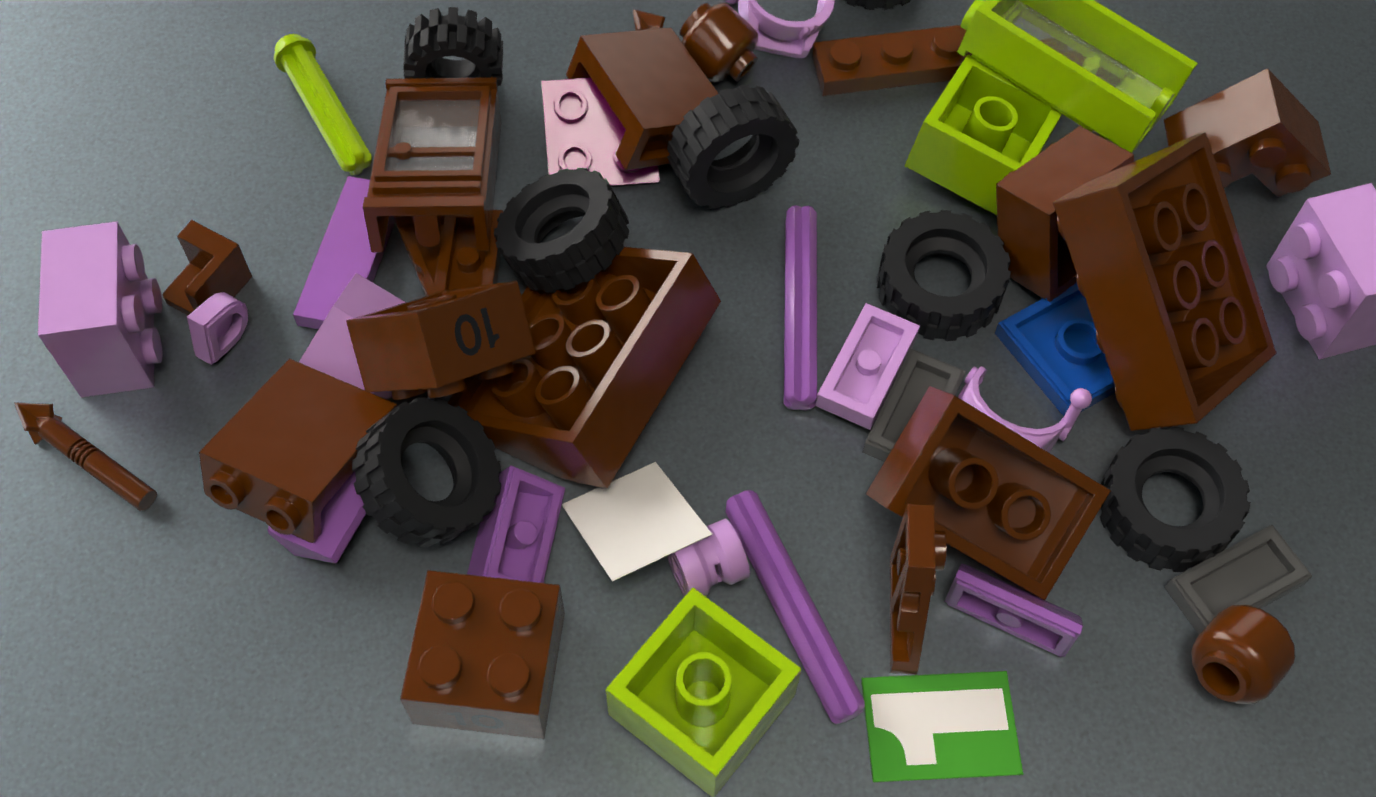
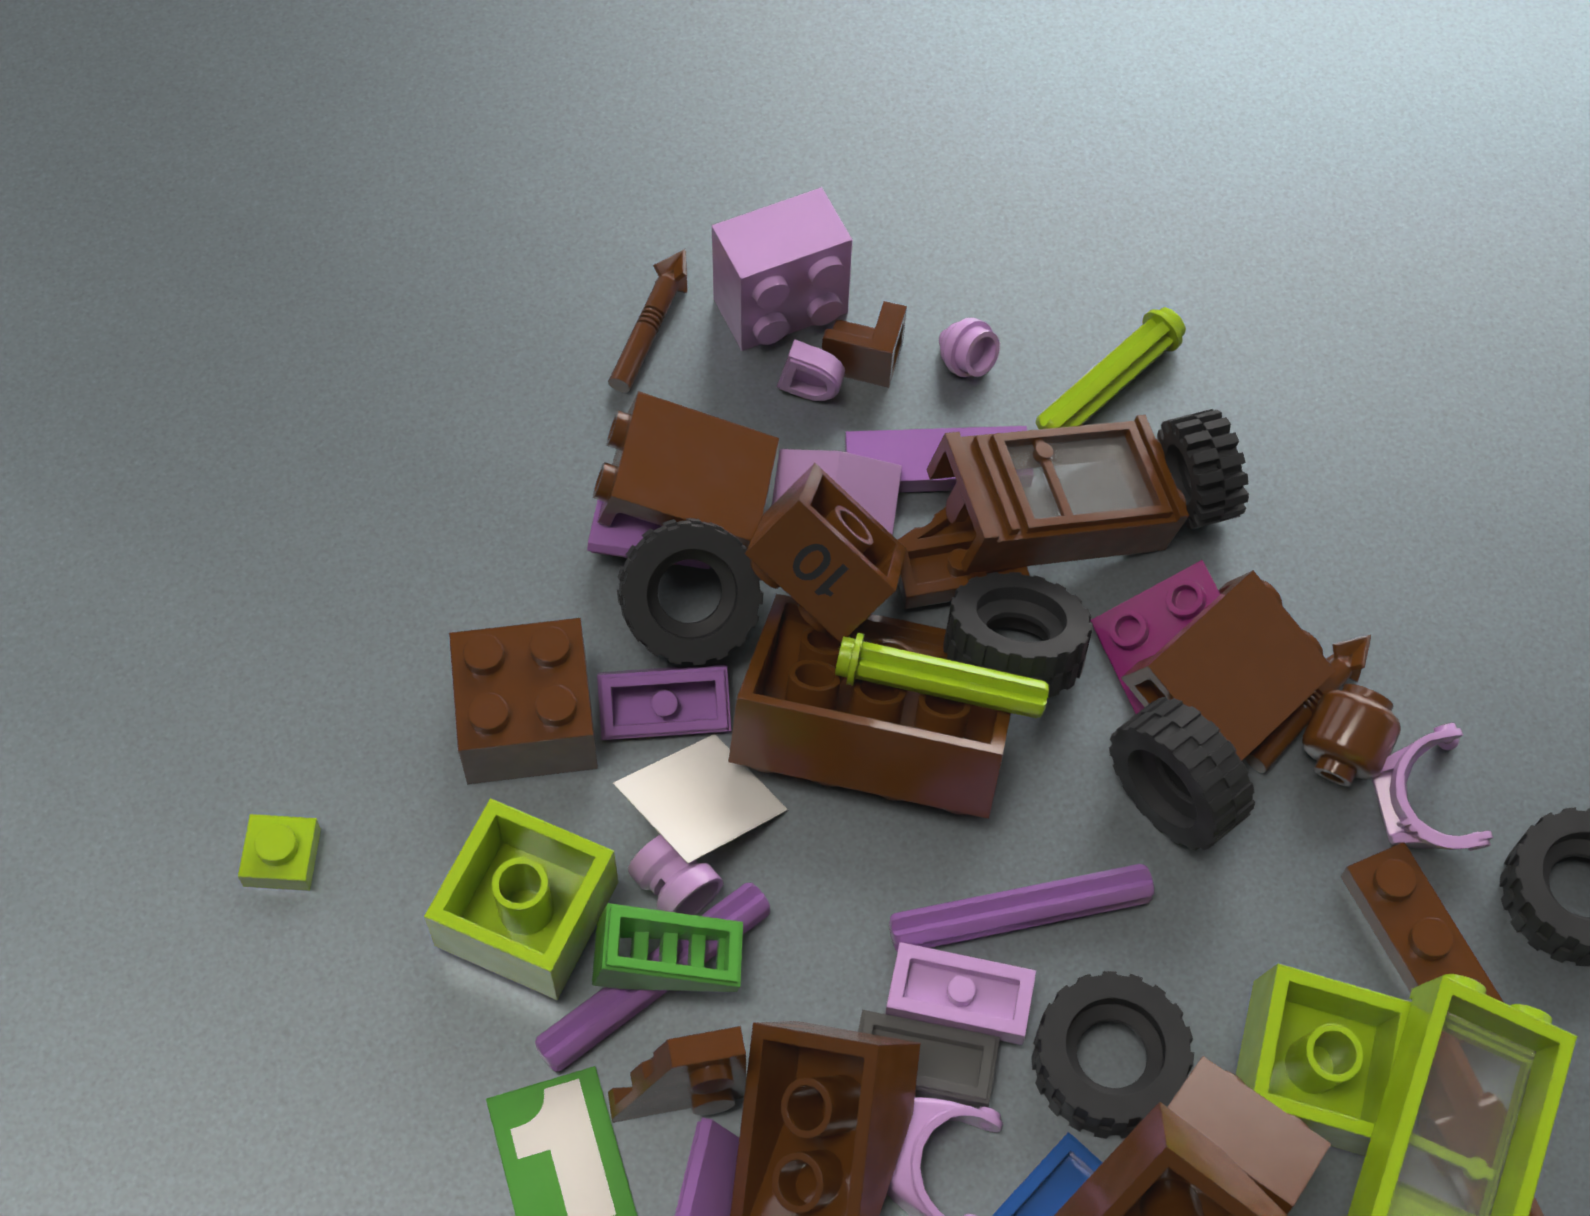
camera: 75 degrees right, 0 degrees up
(244, 198) = (969, 347): none -> lavender plate
(560, 340) = (940, 677): none -> lime axle
(776, 616) = (643, 974): none -> bright green slope

